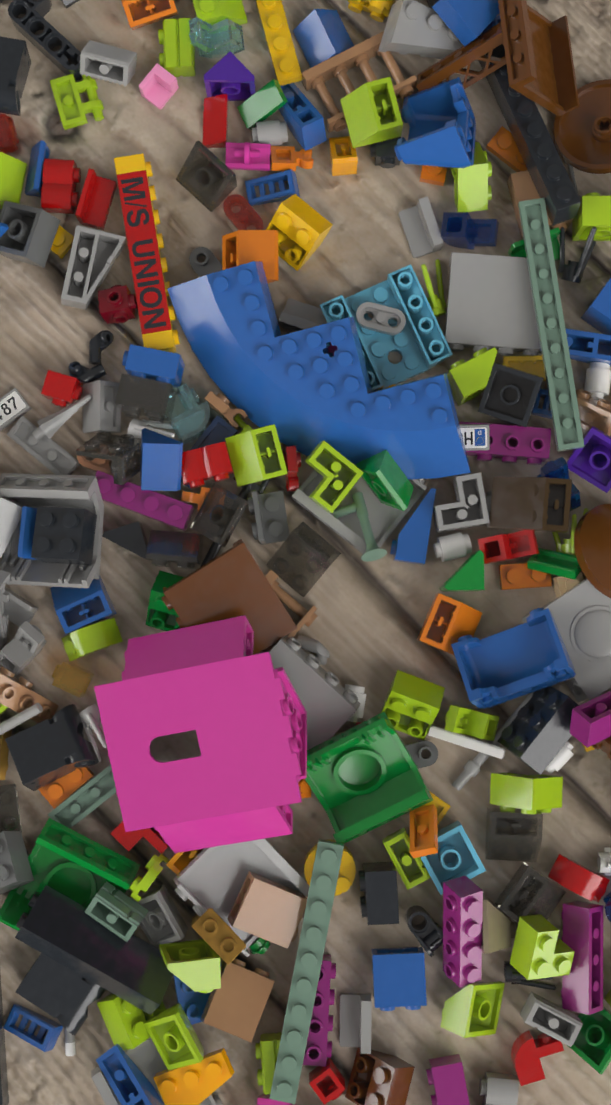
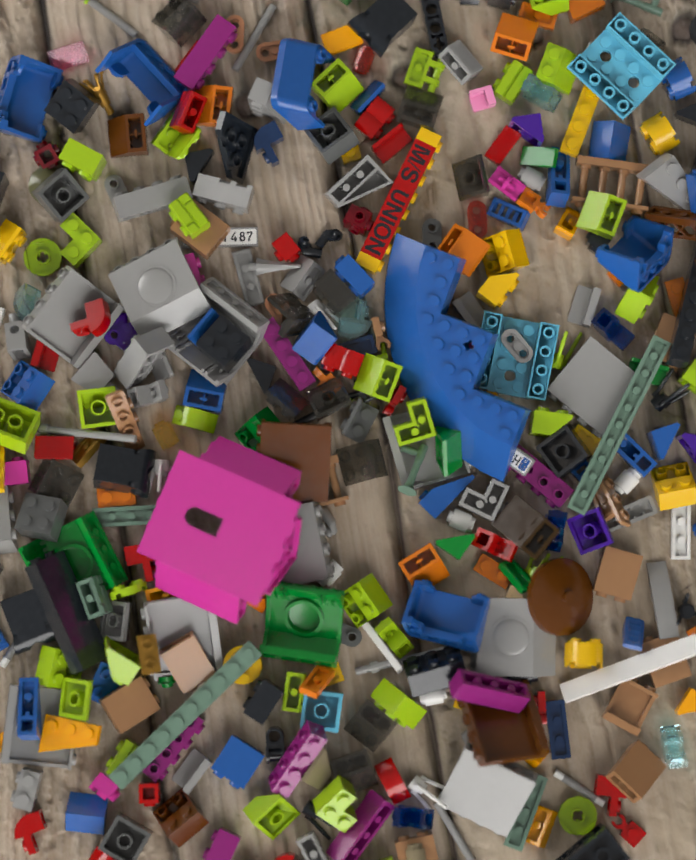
camera: 30 degrees right, 0 degrees up
(99, 143) = (419, 108): none -> clear smoke slope
(314, 272) = (495, 288): none -> yellow slope

